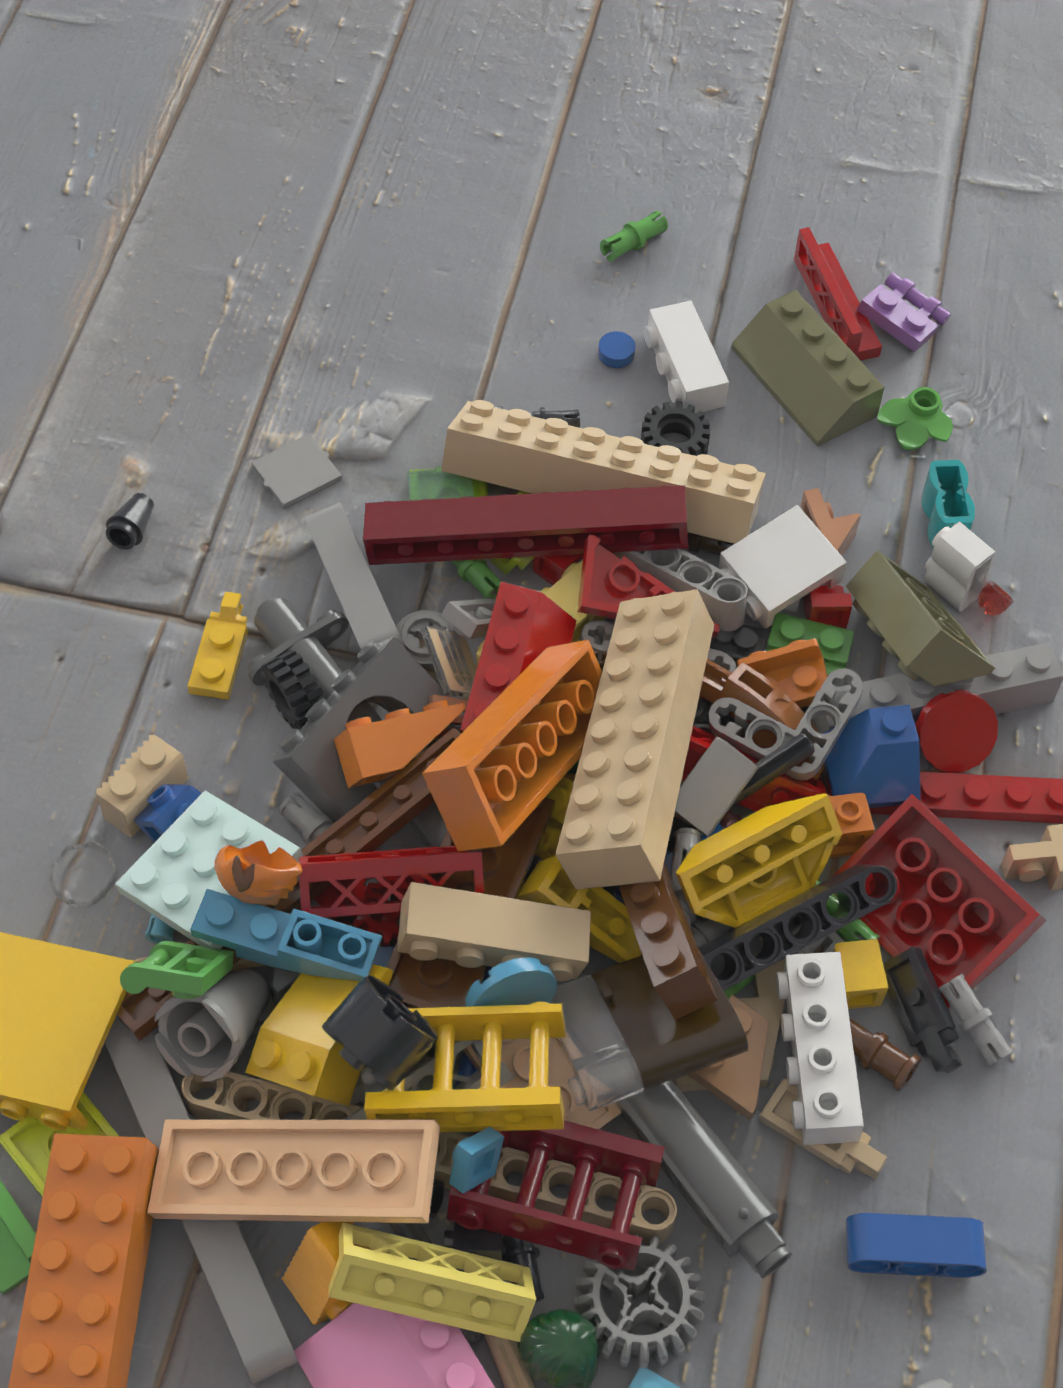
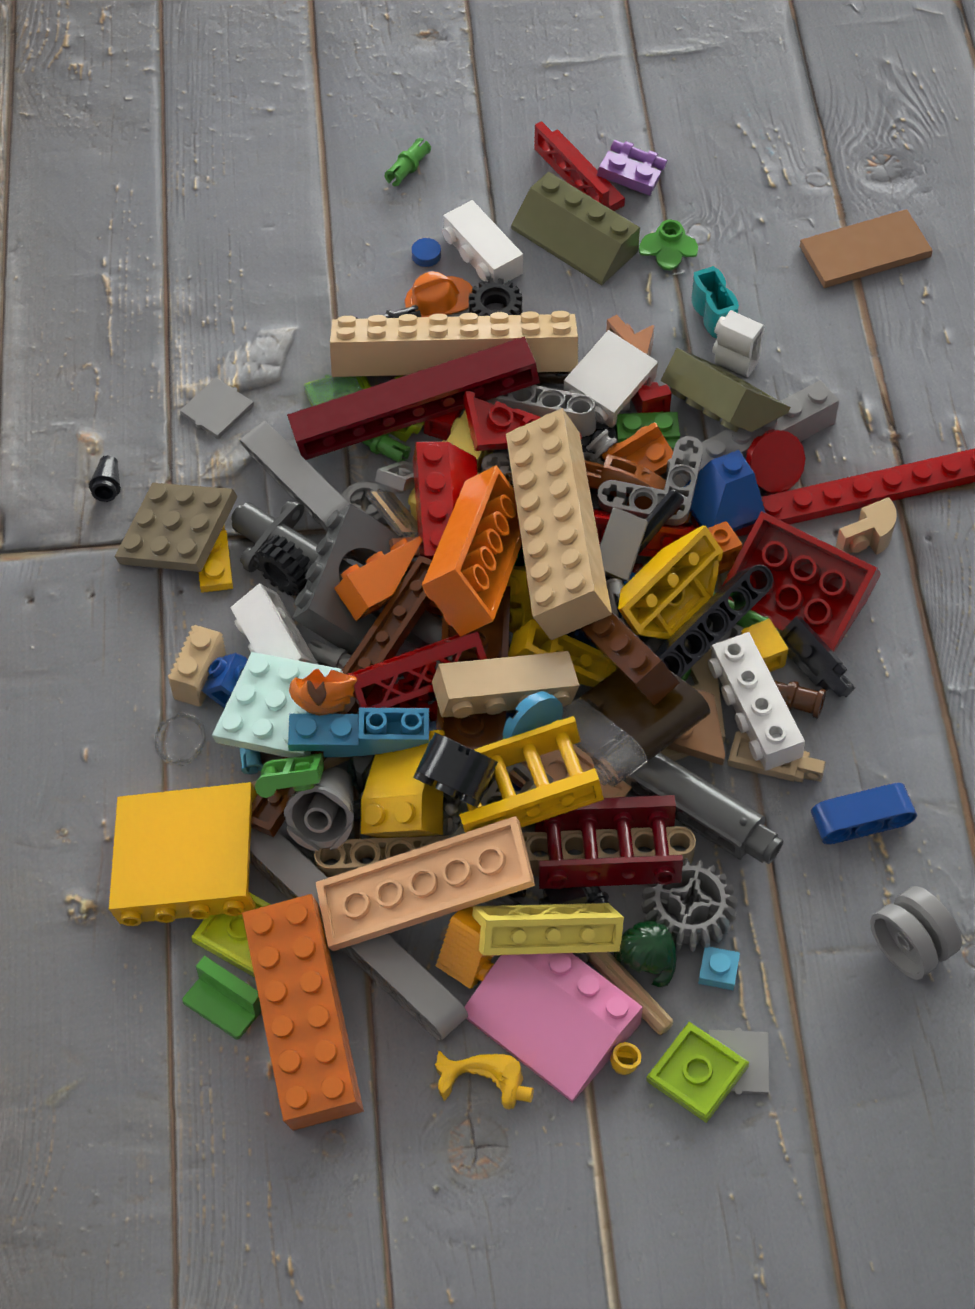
camera: 15 degrees left, 0 degrees up
(187, 604) = (176, 527): none -> dark tan plate
(244, 769) = (269, 626): none -> white brick
(475, 1159) = (549, 837): dark azure plate -> none
(612, 404) = (439, 294): none -> orange piece
(741, 646) = (601, 444): none -> light grey bush
(975, 1019) = (854, 654): light grey pin -> none
(994, 599) = (769, 361): clear red hinge -> none

